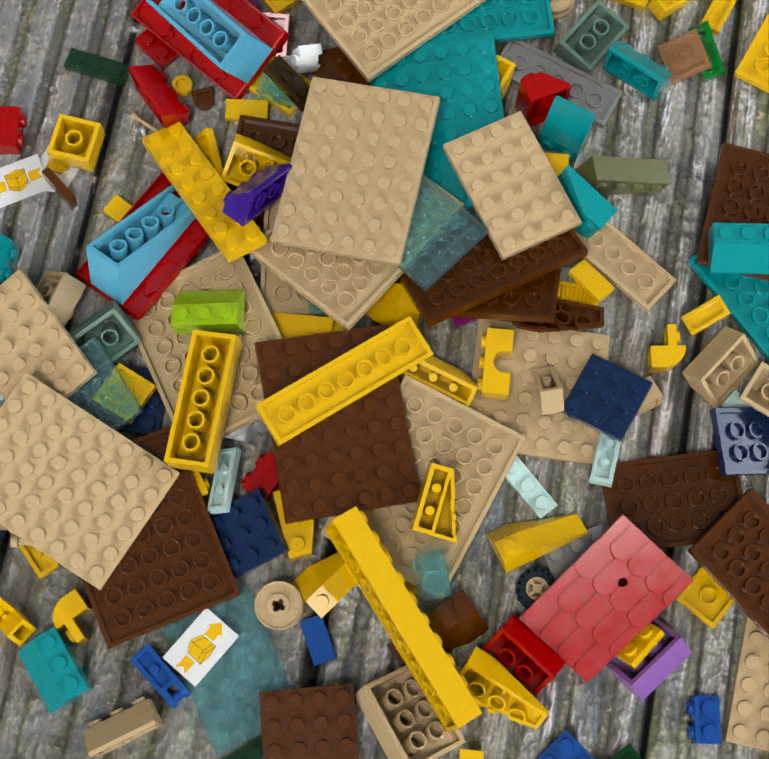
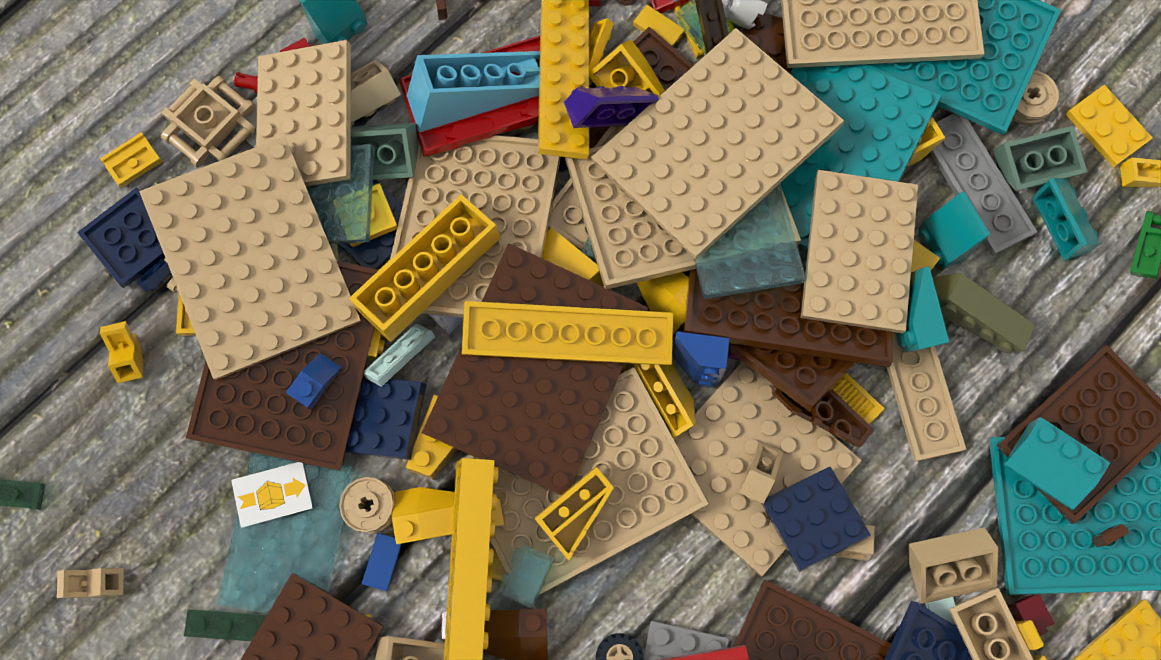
camera: 35 degrees right, 0 degrees up
(54, 670) = (133, 425): teal slope -> none
(66, 614) = (175, 383): yellow brick -> none
(117, 208) = (478, 42): yellow tile -> none
(121, 727) = (150, 518): tan slope -> none
(160, 675) = (218, 495): blue plate -> none
(177, 541) = (313, 381): none -> blue slope
(209, 311) = (490, 188): lime slope -> none
(263, 476) = (433, 374): red brick -> none
(451, 335) = (701, 357): none -> blue slope
(493, 382) = (741, 395): yellow arch -> none
(528, 540) = (646, 606): yellow wedge -> none
(530, 489) = (680, 556): light aqua plate -> none
(537, 96) = (945, 180): red slope -> none
(591, 281) = (879, 395): yellow tile -> none
(604, 461) = (771, 579): light aqua tile -> none
(666, 357) = (907, 519): yellow brick -> none
(684, 56) = (1124, 236): medium nougat tile -> none
(705, 315) = (972, 503): yellow tile -> none

